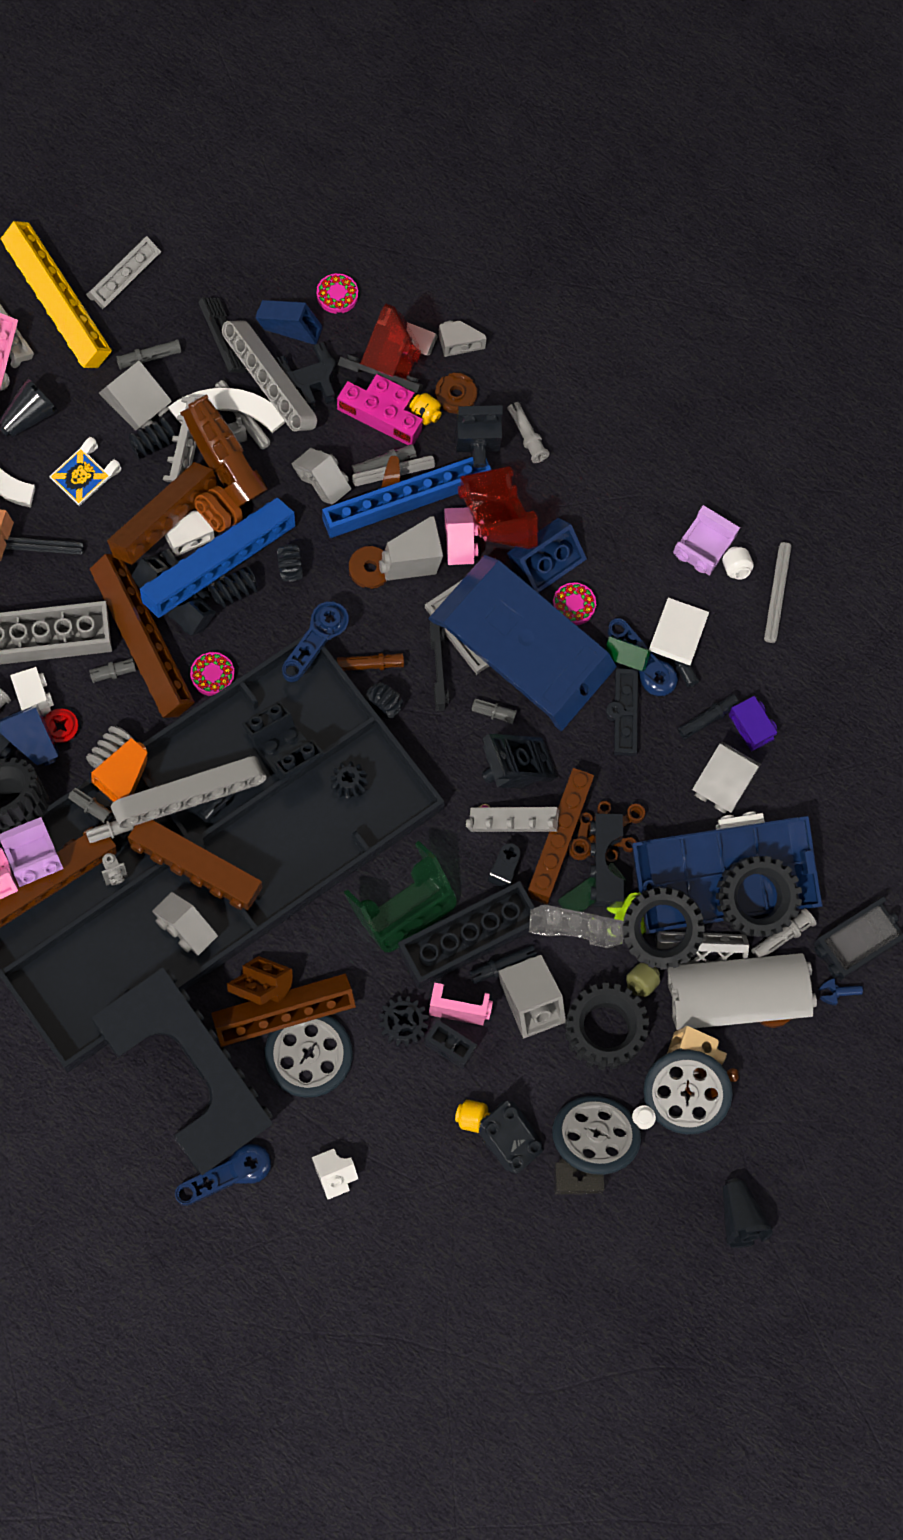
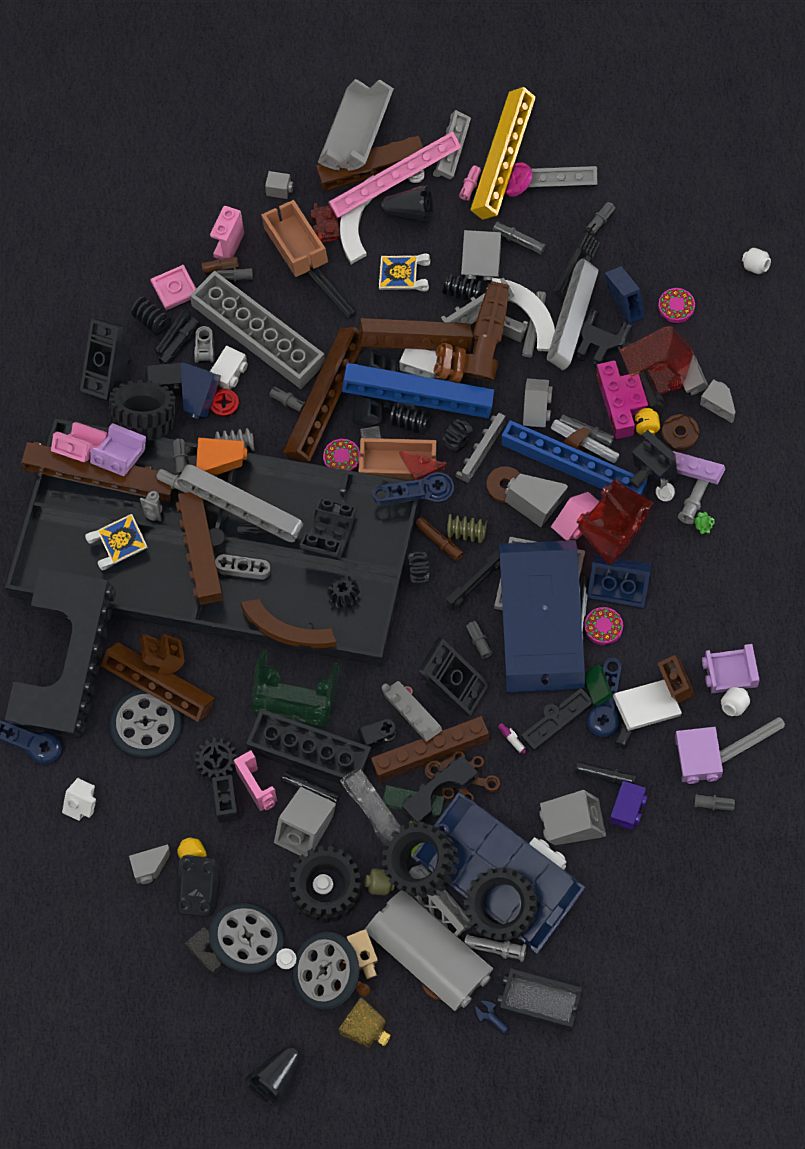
camera: 60 degrees right, 5 degrees down
(54, 345) = (470, 183): none -> bright pink axle
(96, 303) = (519, 179): none -> dark pink tile
(115, 925) = (120, 540): none -> flag
(184, 921) = (156, 574): light grey brick -> none
(196, 277) = (600, 217): none -> dark grey axle
(217, 634) = (371, 432): none -> clear tile
(243, 834) = (258, 563): none -> light grey beam
(266, 629) = (382, 456): none -> nougat piece
(295, 616) = (421, 466): none -> clear red tile
(319, 556) = (482, 448): none -> light grey hinge
(343, 862) = (283, 632): none -> reddish brown tile
(360, 199) = (756, 261): none -> white head
(383, 631) = (466, 529): none -> olive piece
(449, 1163) = (149, 863): none -> light grey slope
(503, 453) = (666, 492): none -> white plate
(515, 403) = (699, 468): none -> lavender plate
(557, 446) = (704, 522): none -> bright green plant
(601, 1029) = (323, 884): none -> white plate
(607, 761) = (512, 737): none -> piece
(679, 588) = (676, 679): none -> reddish brown brick
(759, 630) = (699, 755): none -> lavender panel
(760, 1101) = (364, 1025): none -> clear yellow torso
(808, 656) = (714, 802): none -> dark grey axle

